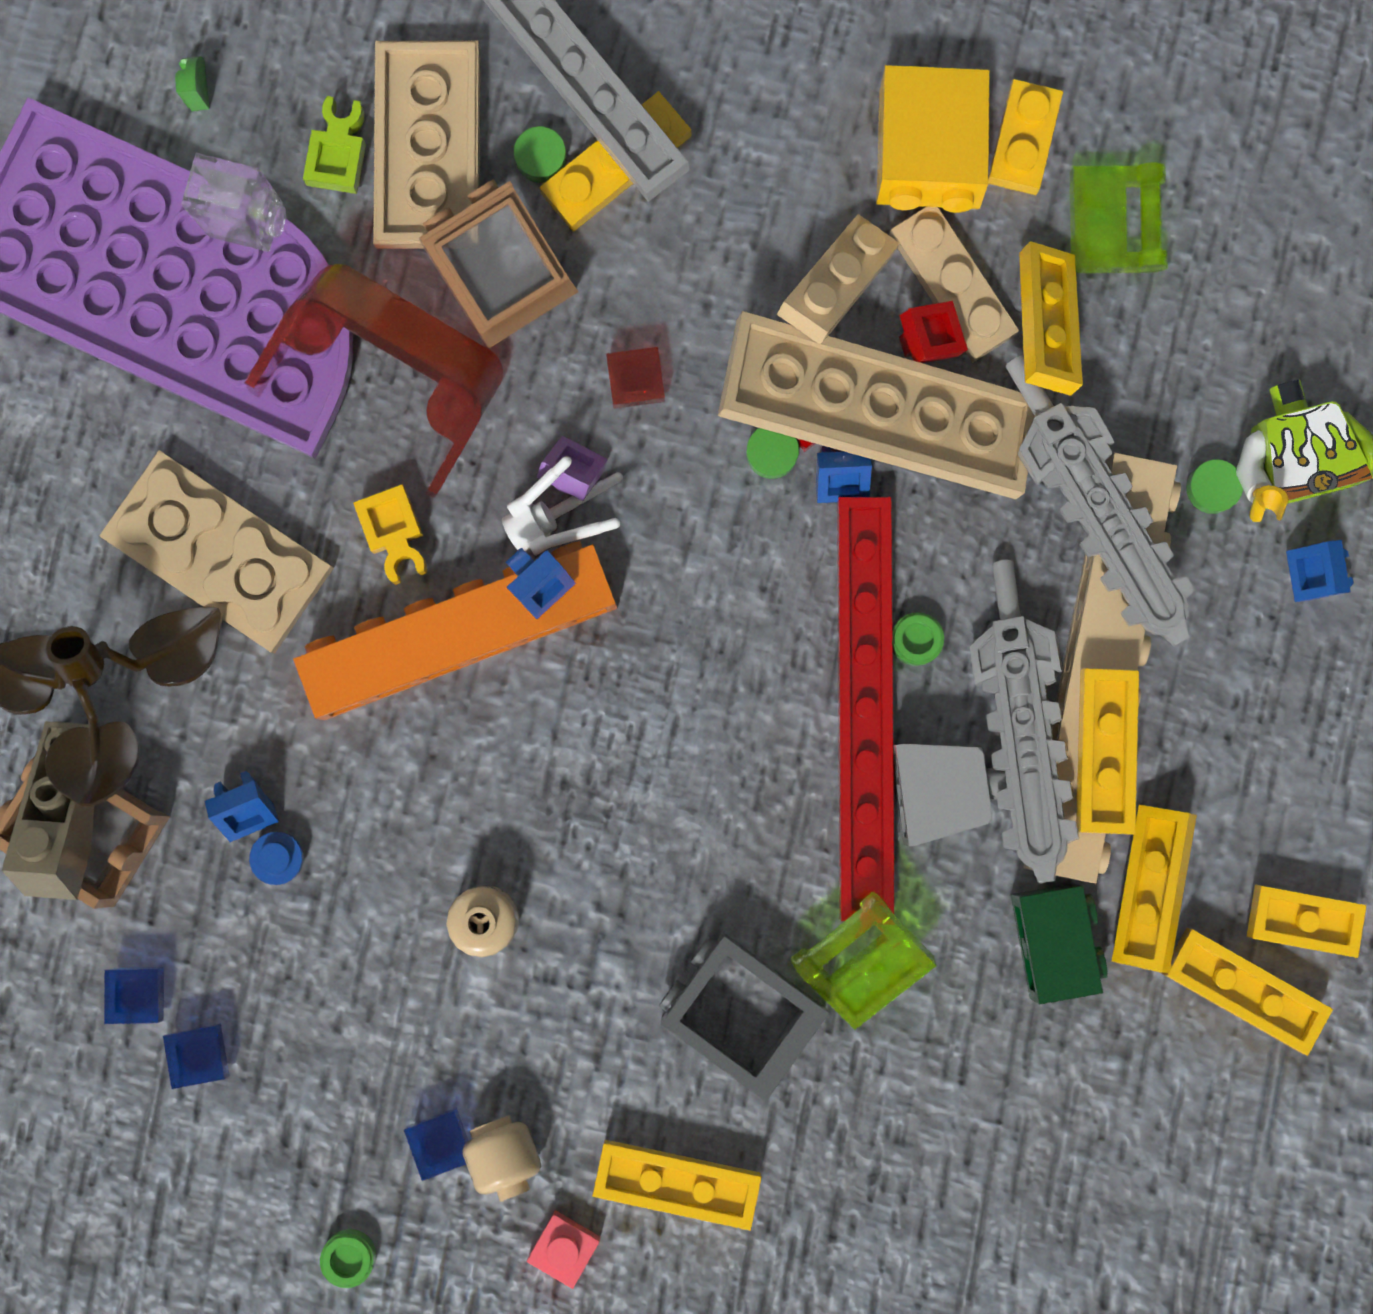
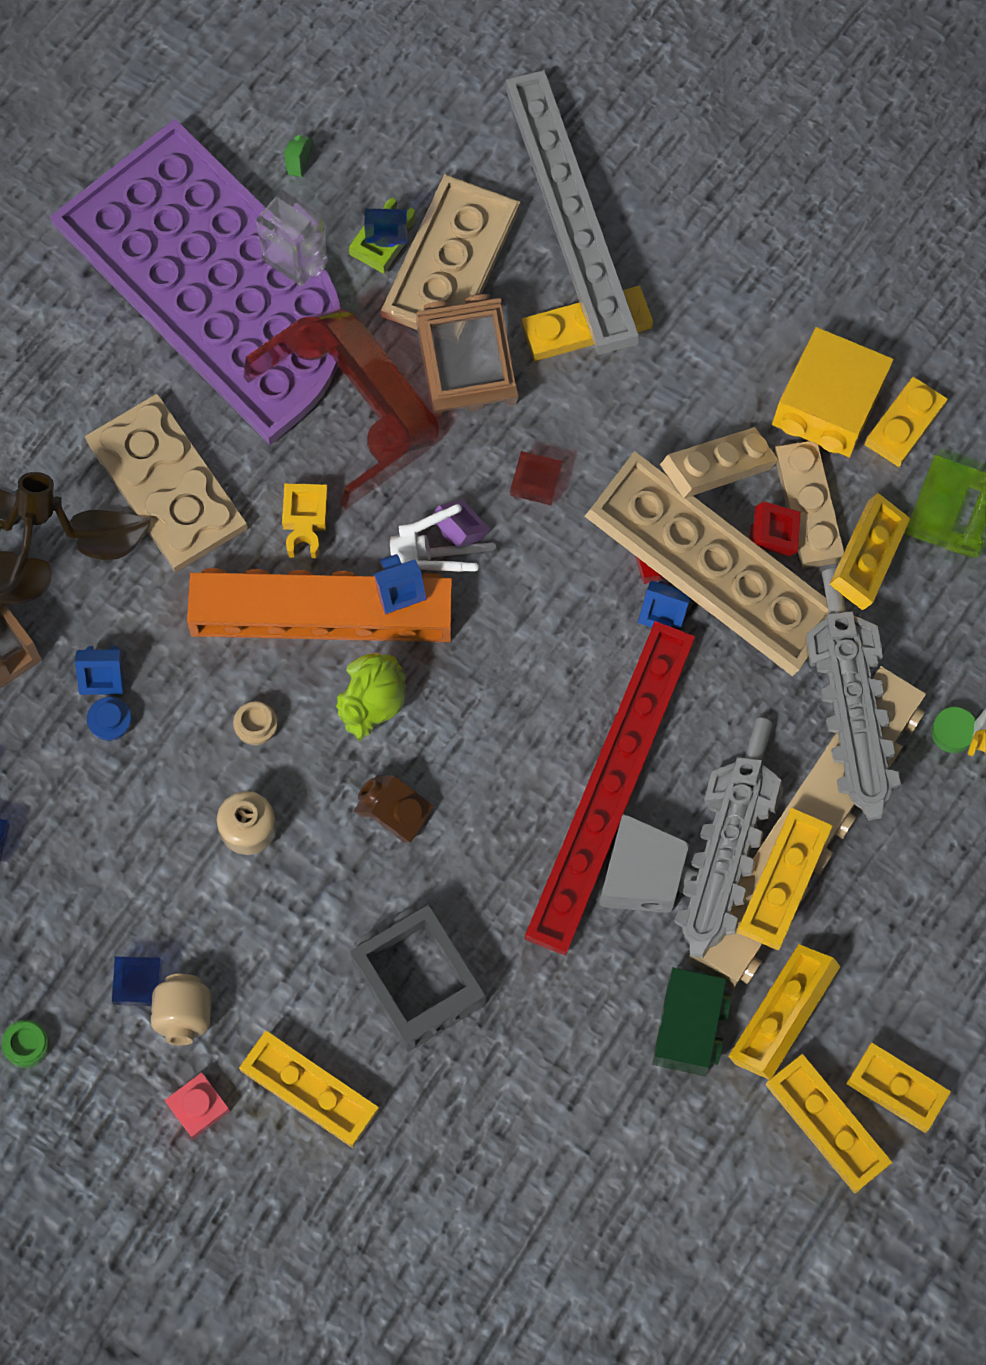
camera: 20 degrees right, 15 degrees down
(336, 140) = (386, 227): none -> clear blue plate
(441, 795) = (255, 723): none -> tan plate
(539, 154) = (532, 296): bright green tile -> none
(561, 714) = (373, 693): none -> lime hair
(634, 831) = (393, 806): none -> reddish brown bracket
(771, 453) = (618, 572): bright green tile -> none
(872, 975) = (533, 986): clear neon green plate -> none
(917, 639) = (673, 752): bright green tile -> none

